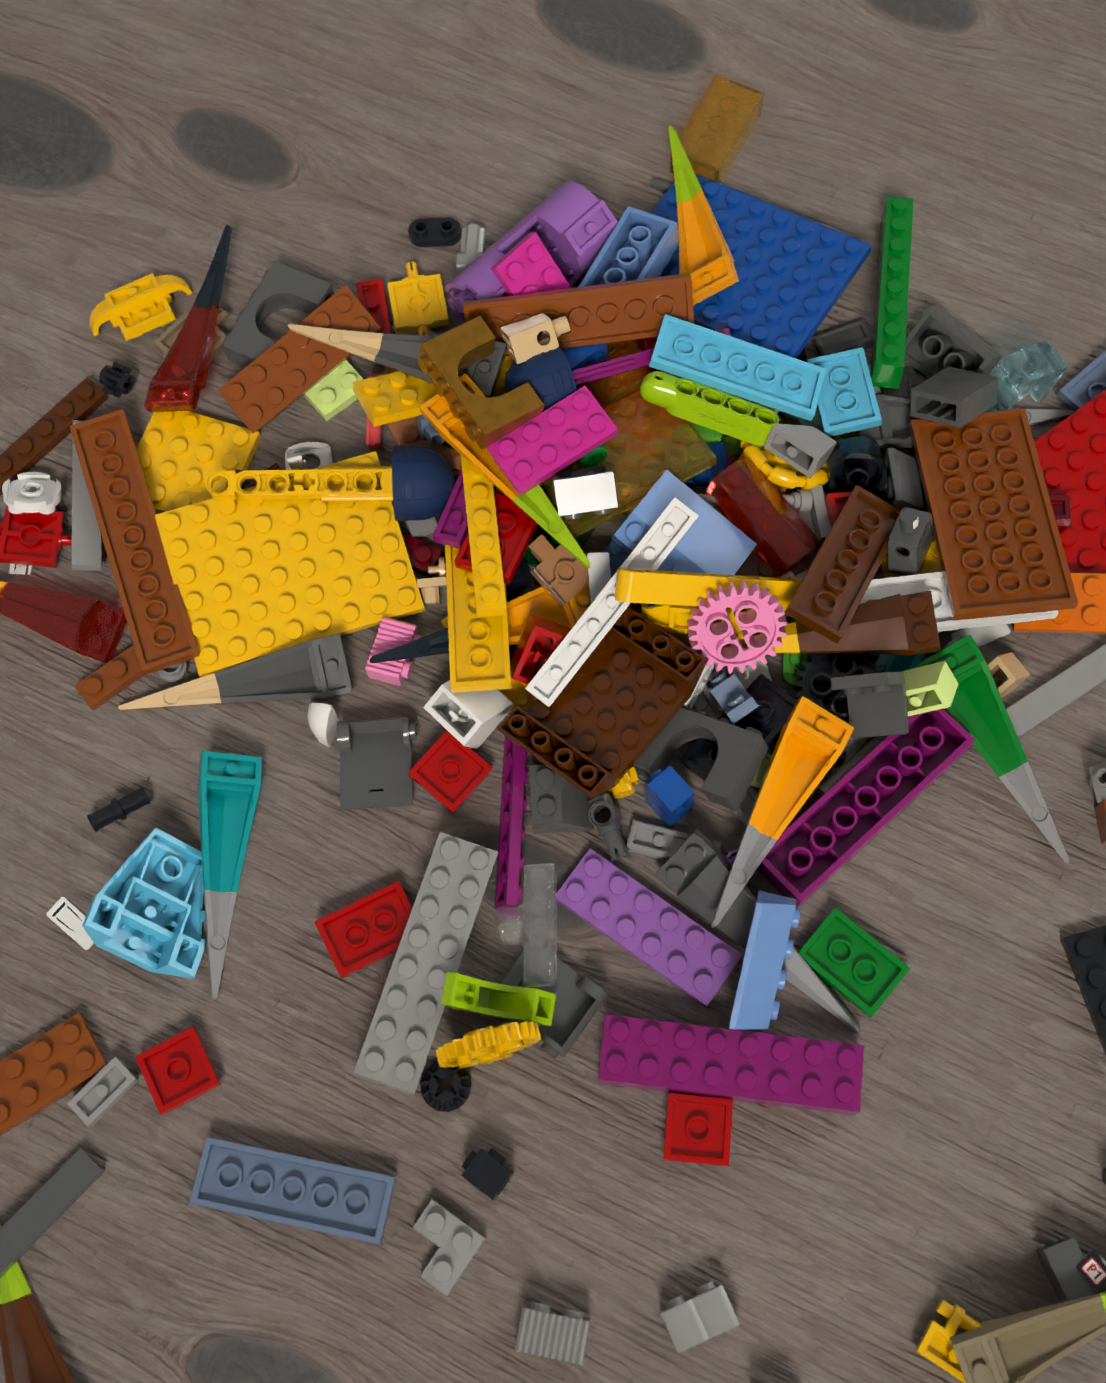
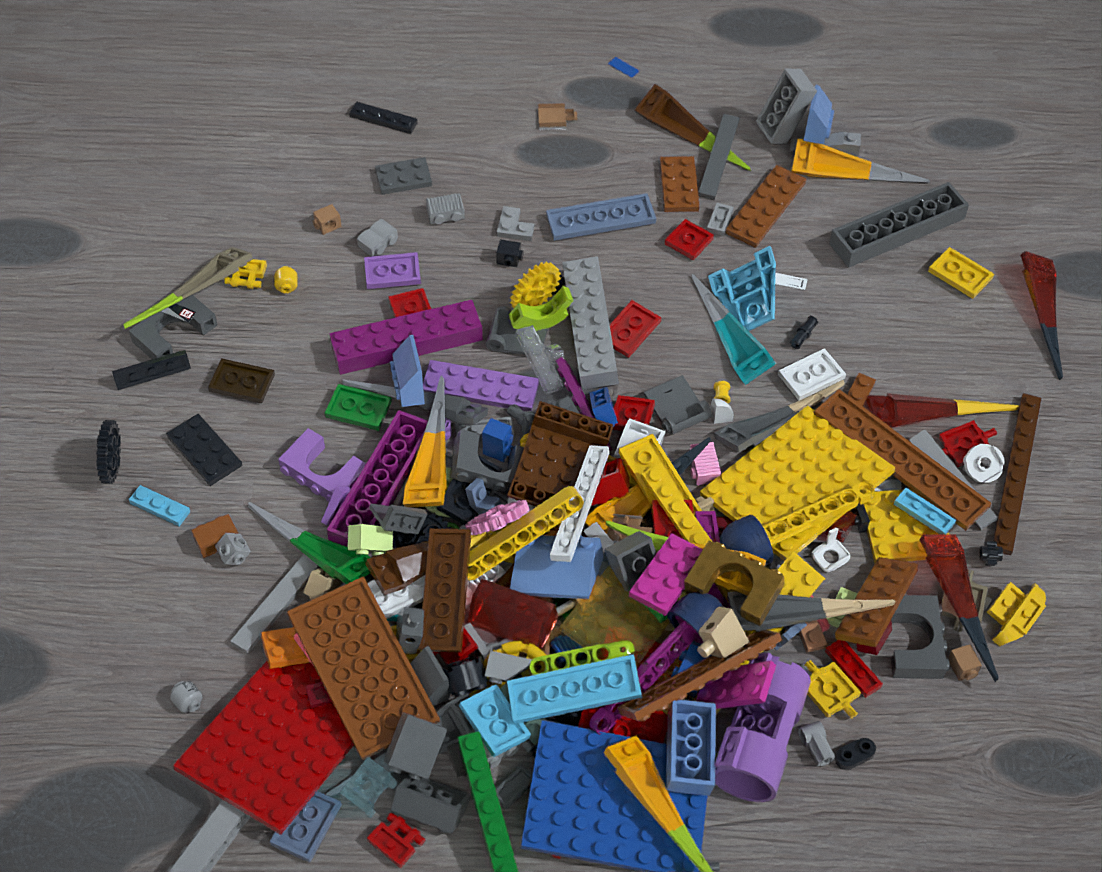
camera: 150 degrees right, 15 degrees down
(119, 1212) = (679, 184): none -> dark orange plate
(156, 732) = (811, 374): none -> white plate
(158, 453) = (924, 512): none -> medium azure plate
(245, 271) = (964, 662): none -> medium nougat brick
(302, 754) = (721, 390): none -> yellow bush
(488, 794) = (603, 406): none -> blue slope
(699, 1229) = (392, 270): none -> medium lavender plate
(893, 1288) = (285, 279): none -> yellow head
(934, 828) = (302, 452): none -> medium lavender arch
(946, 783) = (335, 503): none -> medium lavender tile
(1010, 324) = (391, 844): none -> red plate
(1026, 1097) = (241, 380): none -> dark brown plate

